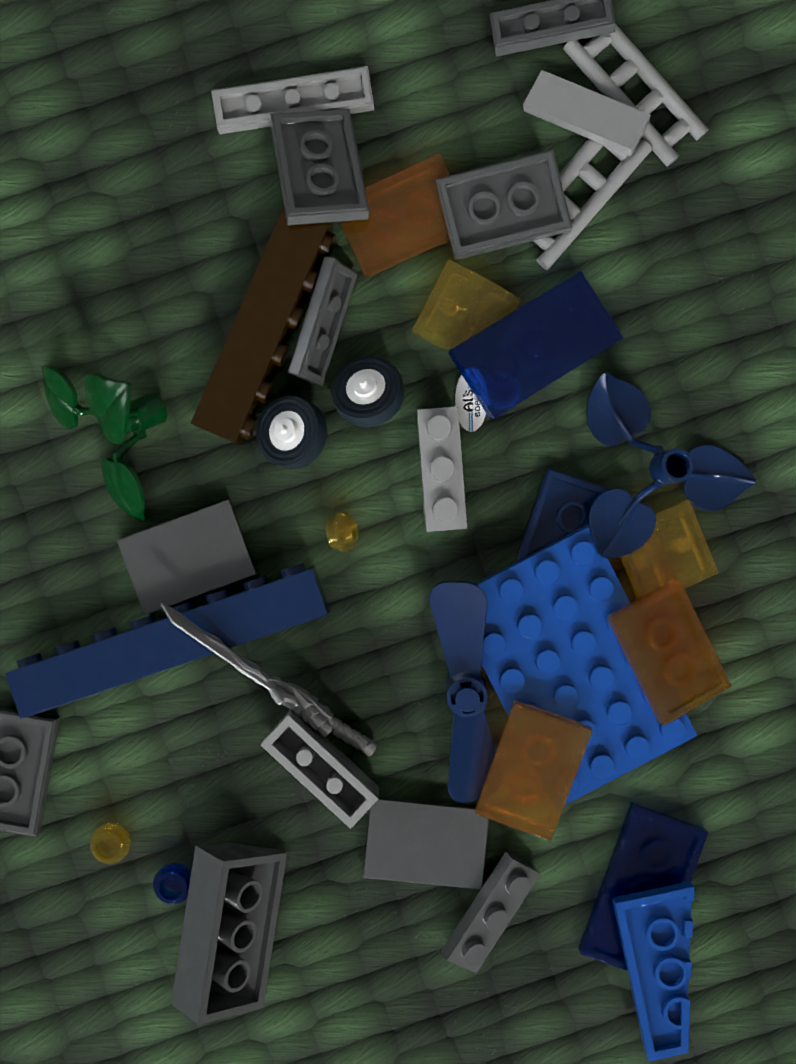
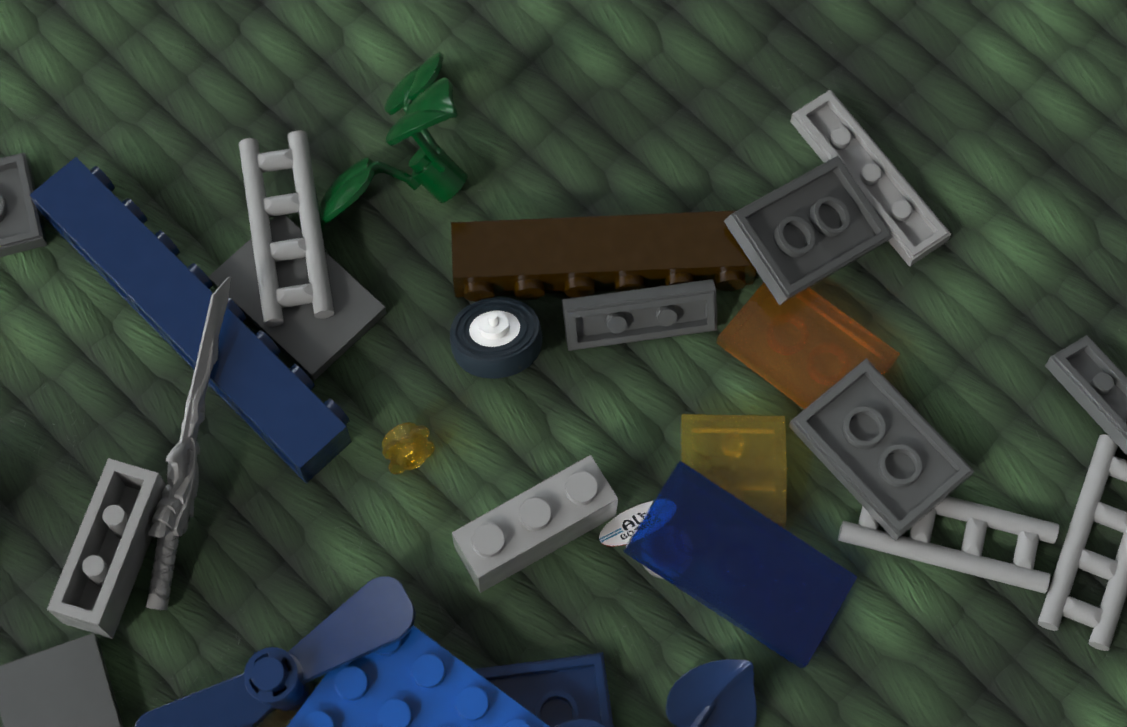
camera: 65 degrees right, 20 degrees down
(110, 554) = (269, 252): none -> light grey bar
(367, 391) = (585, 399): black wheel -> none
(586, 112) = (1040, 493): light grey tile -> none

